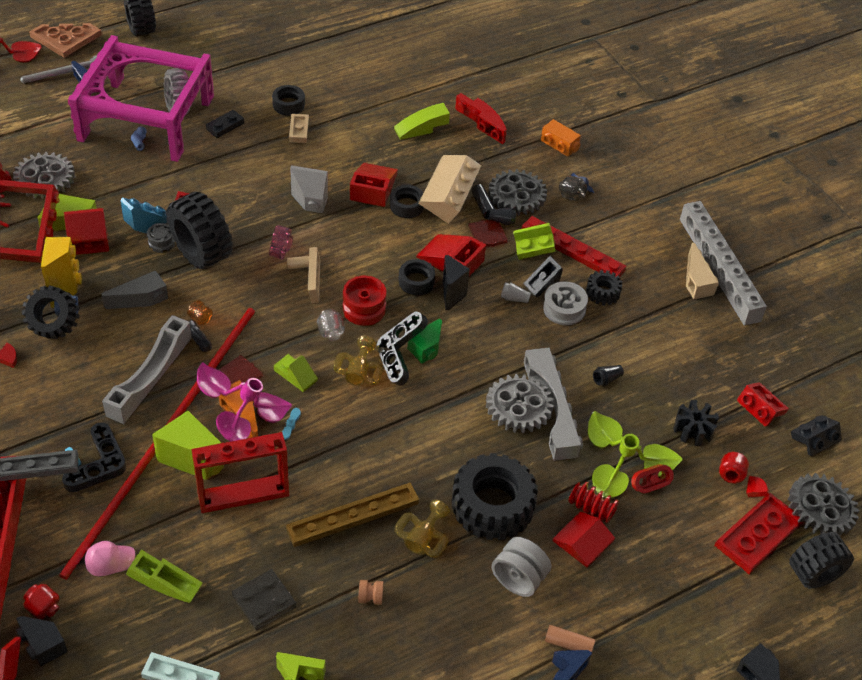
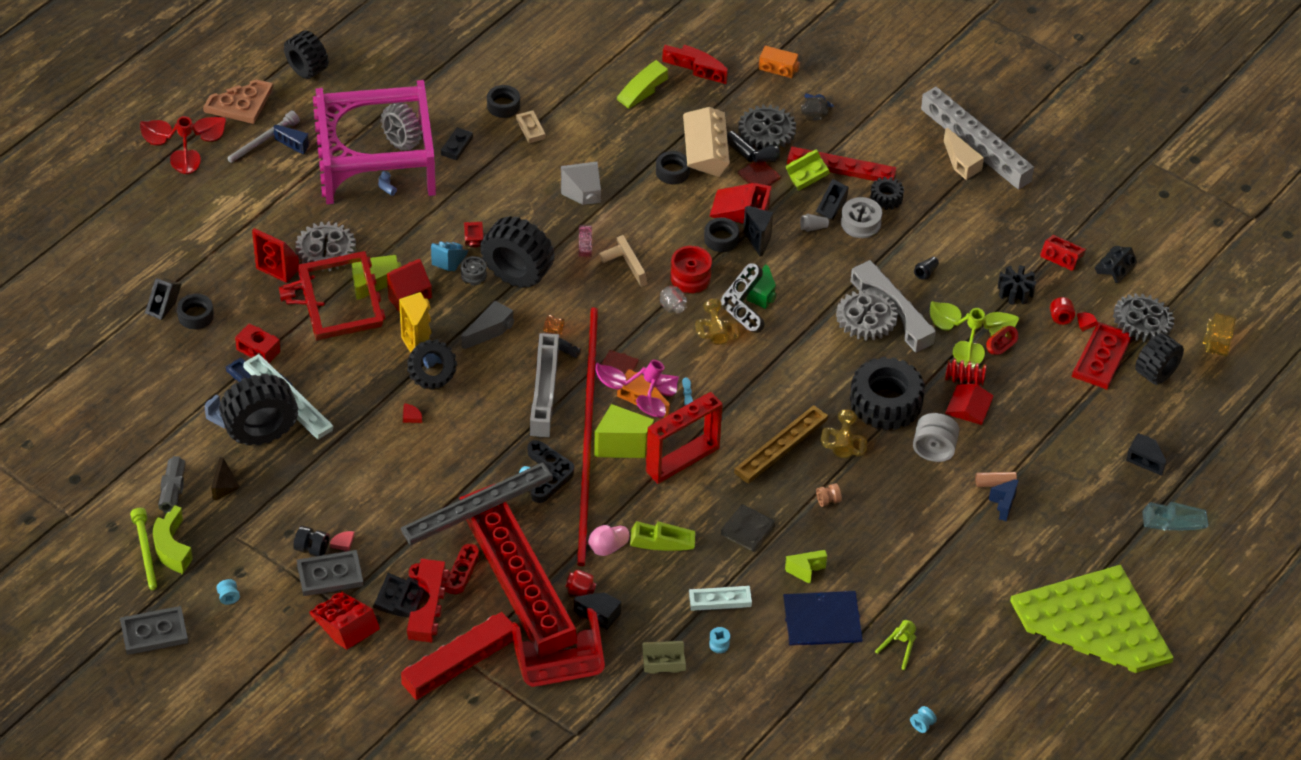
camera: 20 degrees left, 0 degrees up
(296, 372) = (668, 349): lime slope -> none
(372, 184) = (633, 160): red slope -> none

